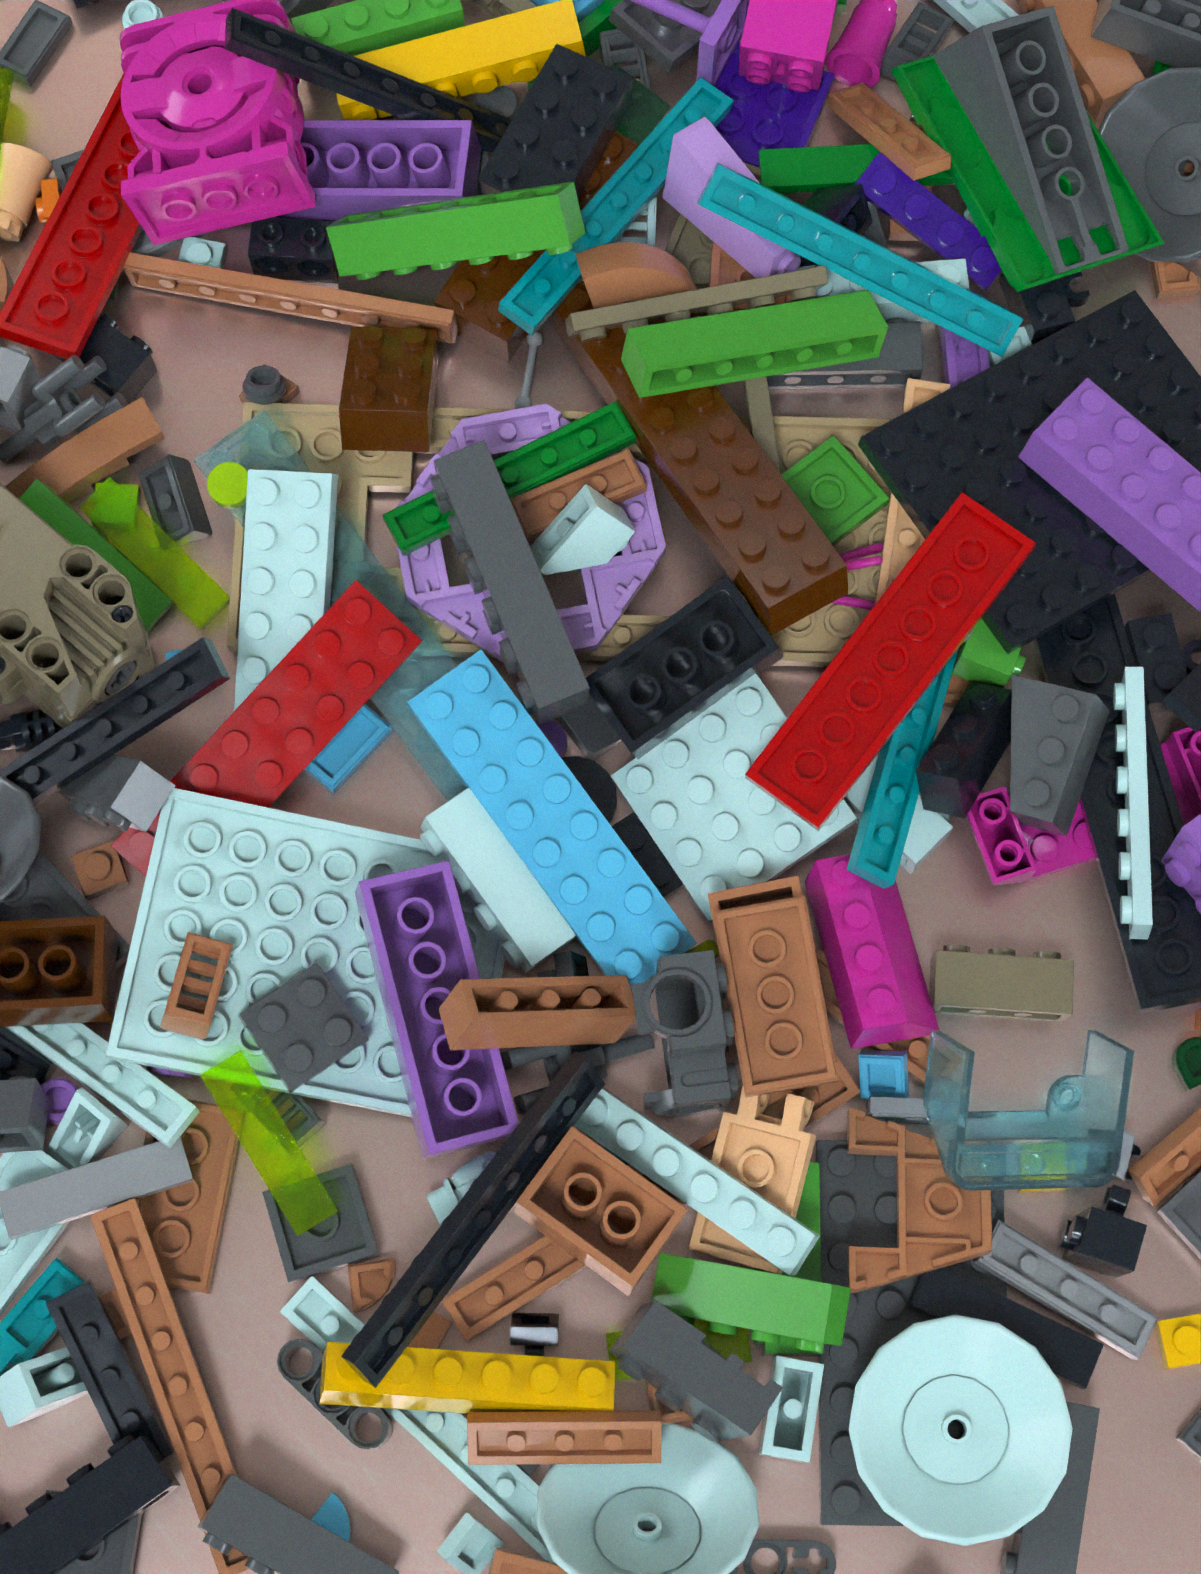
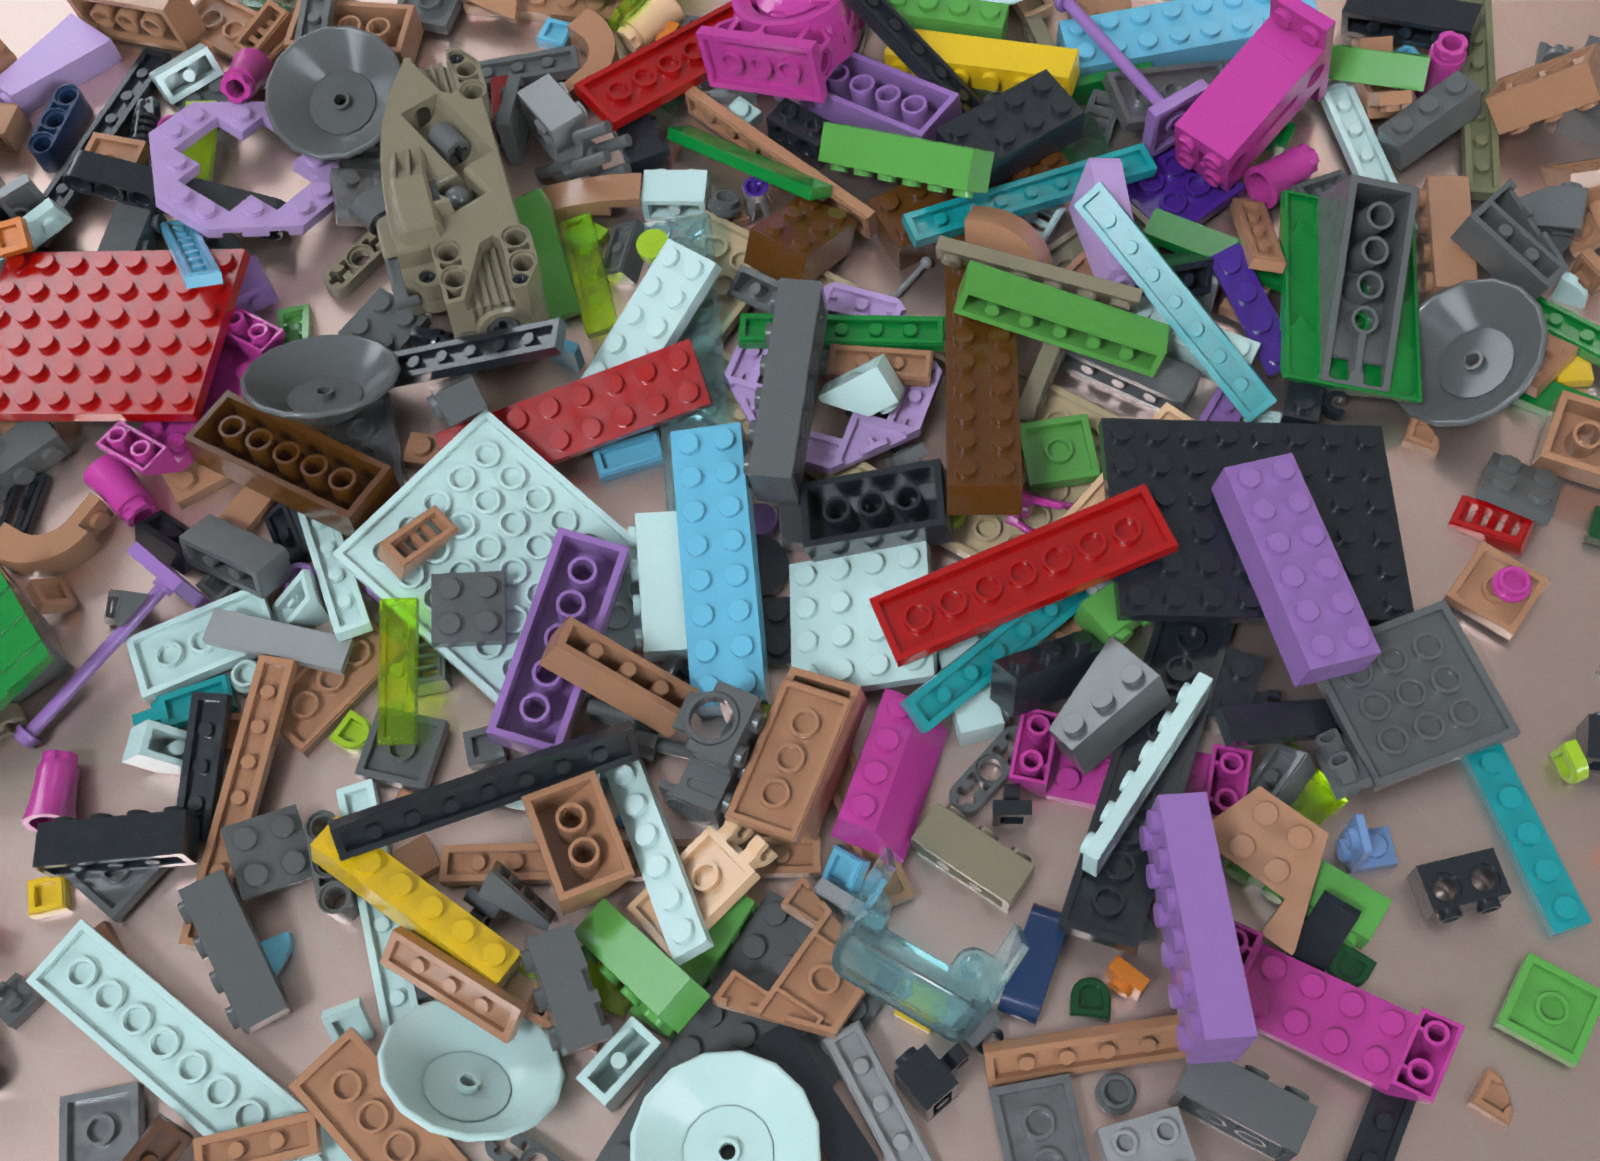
camera: 40 degrees right, 10 degrees down
(79, 1246) = (242, 676): none -> light aqua plate
(193, 400) = (674, 193): none -> light aqua brick
(248, 1237) = (351, 733): none -> lime tile
(254, 1423) = (268, 852): none -> dark grey plate
(261, 319) = (750, 162): none -> green tile
(293, 351) = (756, 192): none -> piece
(382, 474) = (753, 288): none -> dark grey slope
(409, 1169) = (481, 751): none -> dark grey plate
(556, 1308) = (513, 896): none -> dark grey slope
(662, 585) = (907, 455): none -> dark grey tile
(943, 913) = (965, 785): none -> dark grey beam
(1007, 911) = (1011, 810): none -> black tile
(1119, 1019) = (1030, 981): none -> dark blue beam

